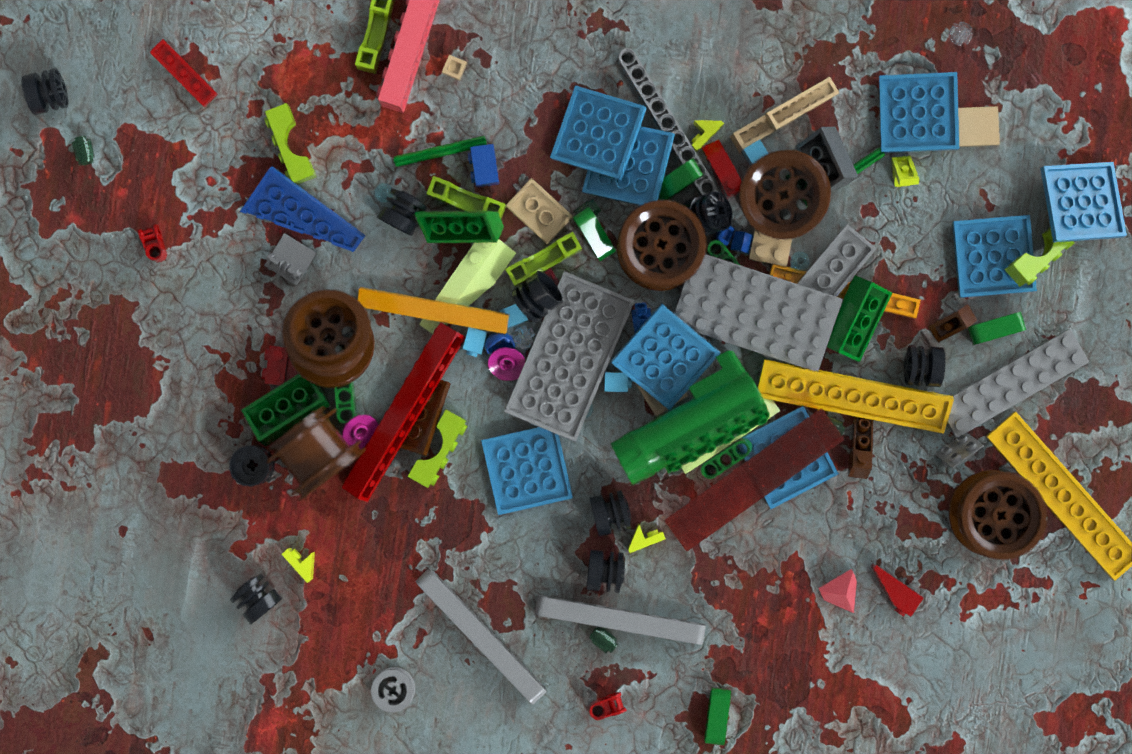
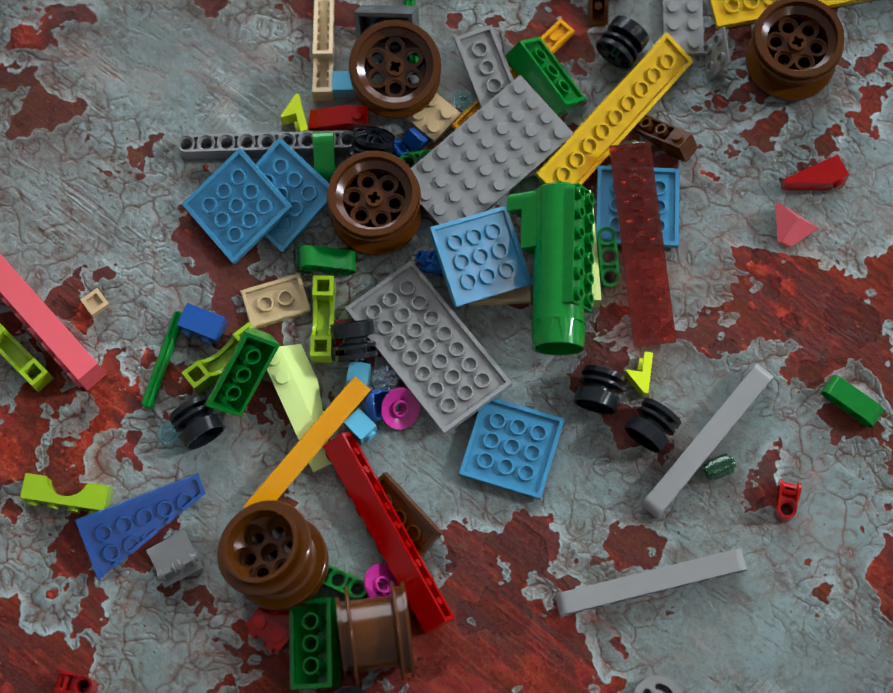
camera: 50 degrees left, 15 degrees down
(426, 470) = (429, 497): lime arch -> none
(616, 382) = (478, 318): medium azure brick -> none

